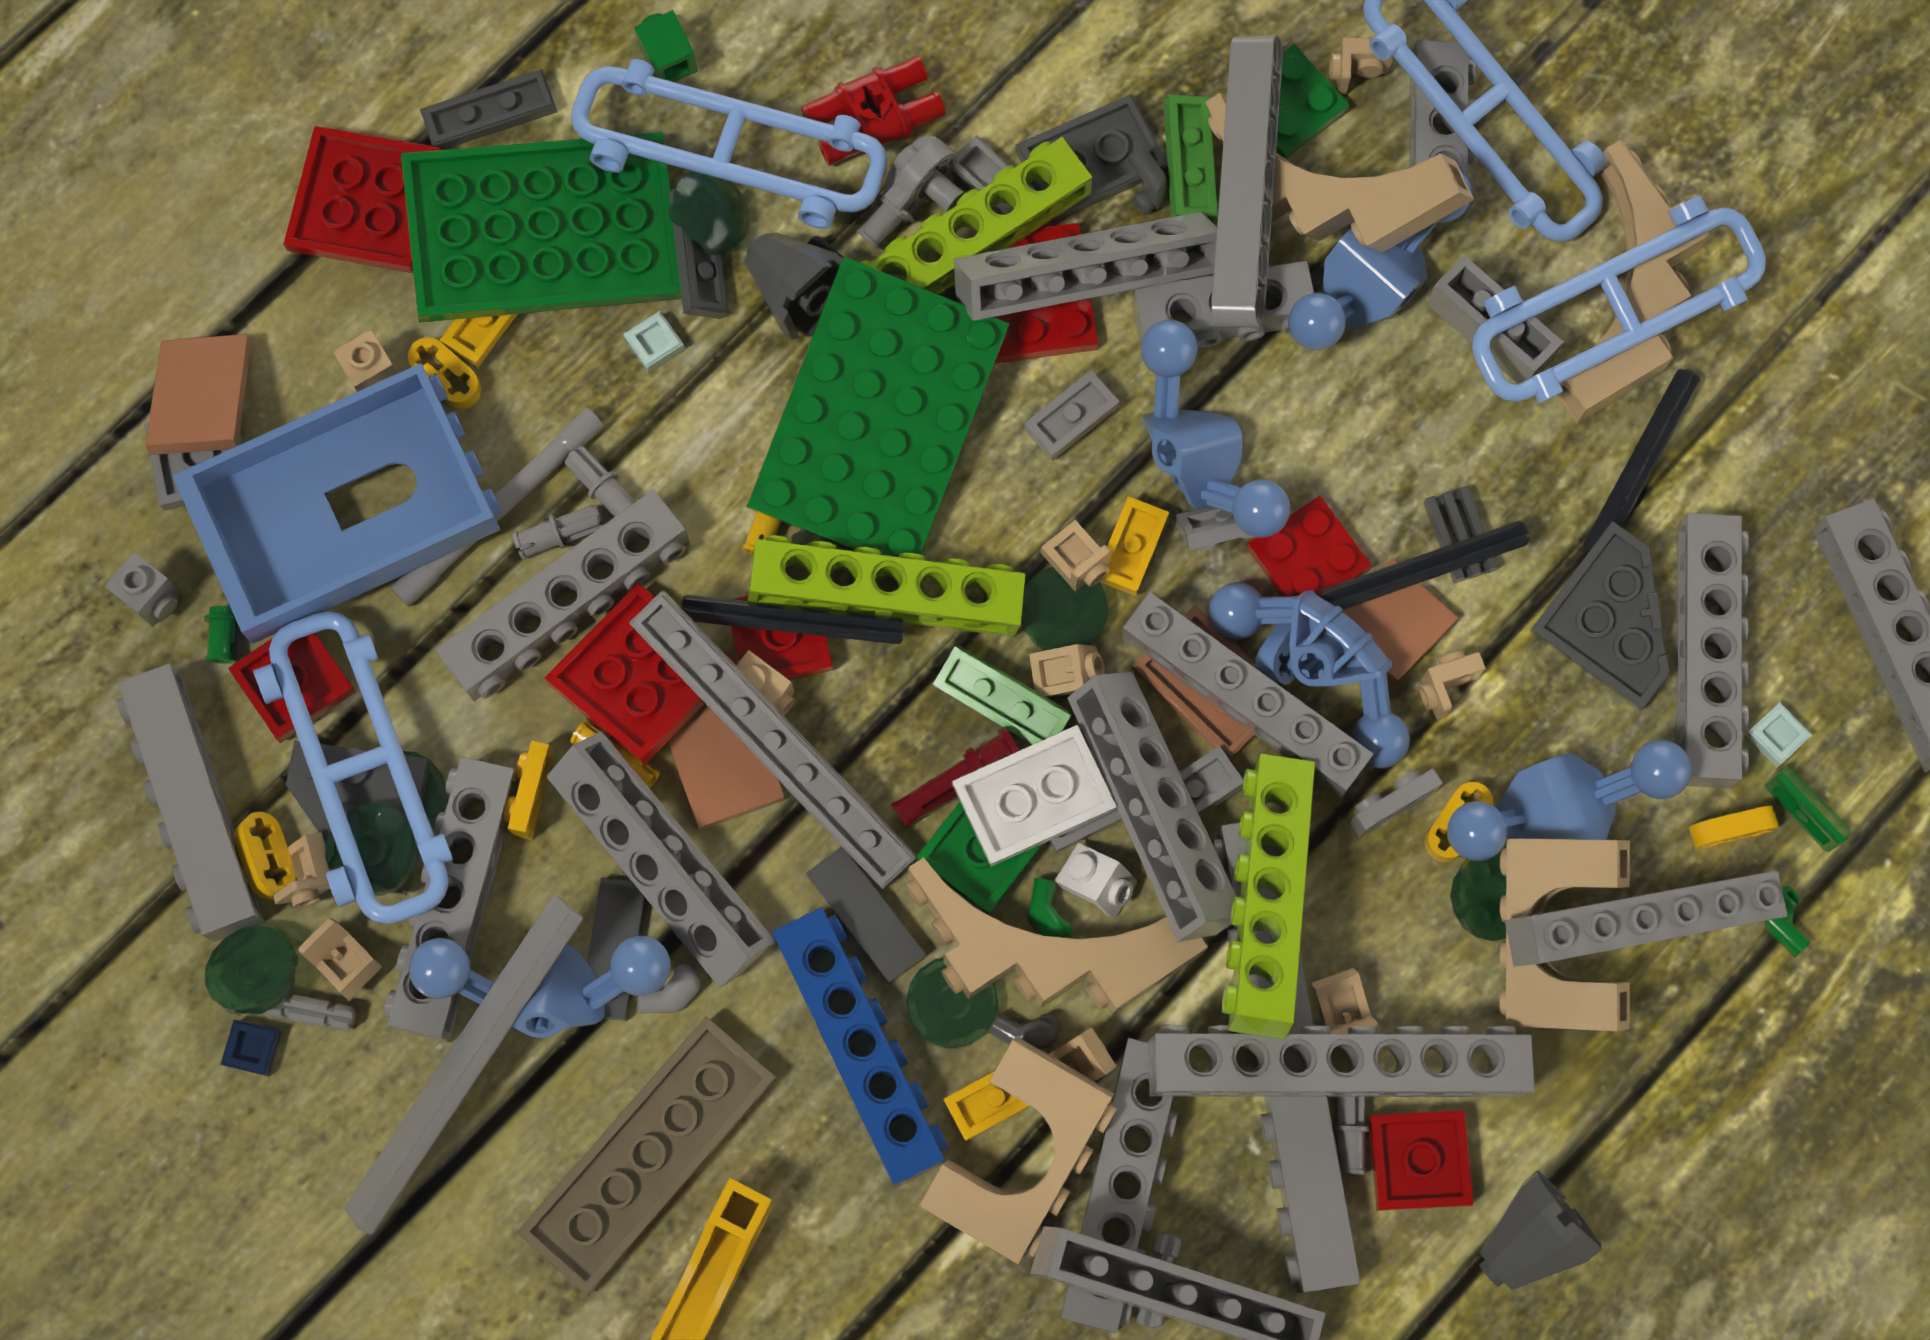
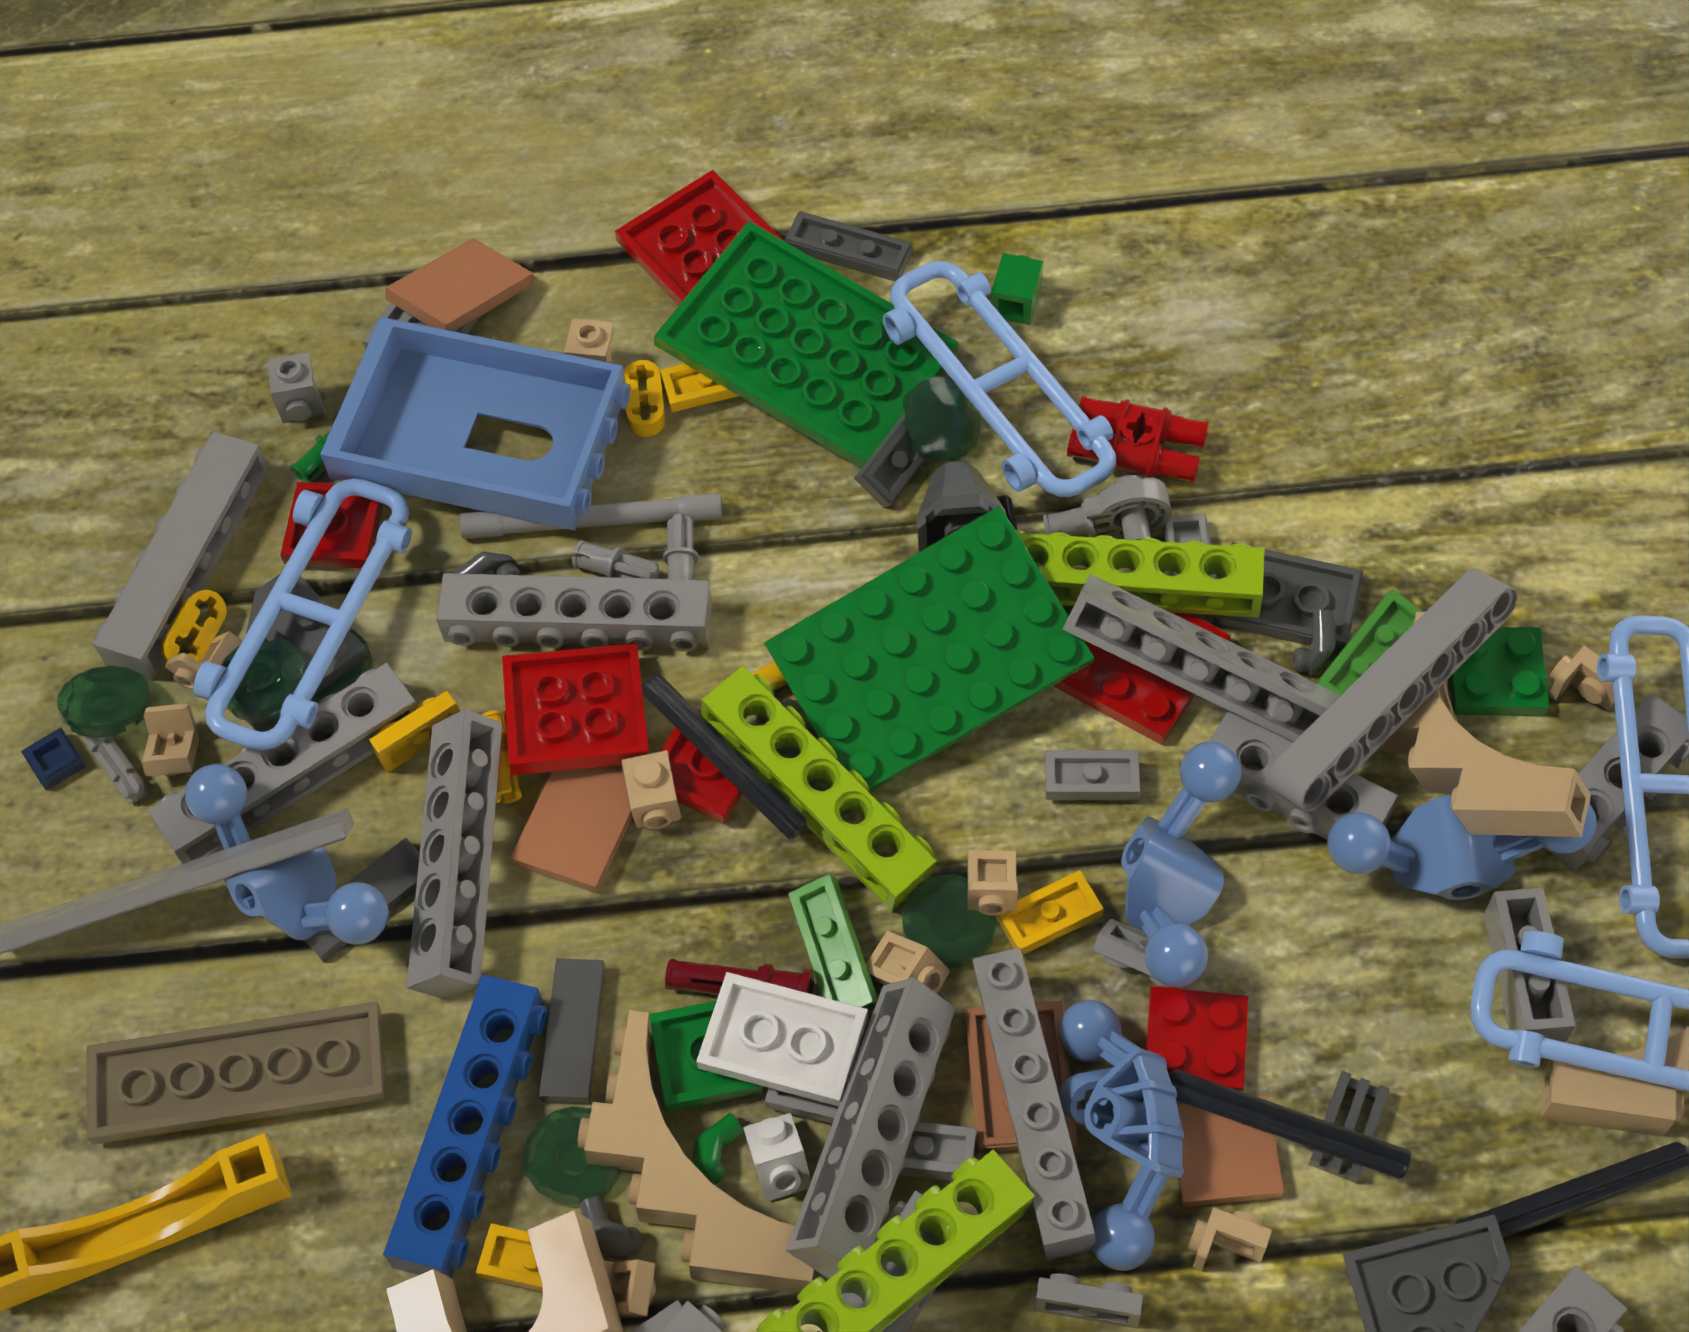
camera: 45 degrees right, 15 degrees down
(454, 612) = (490, 564): none -> dark grey arm
(654, 341) = (816, 486): light aqua tile -> none
(675, 994) = (374, 969): light grey arm -> none
(772, 739) = (621, 834): light grey tile -> none

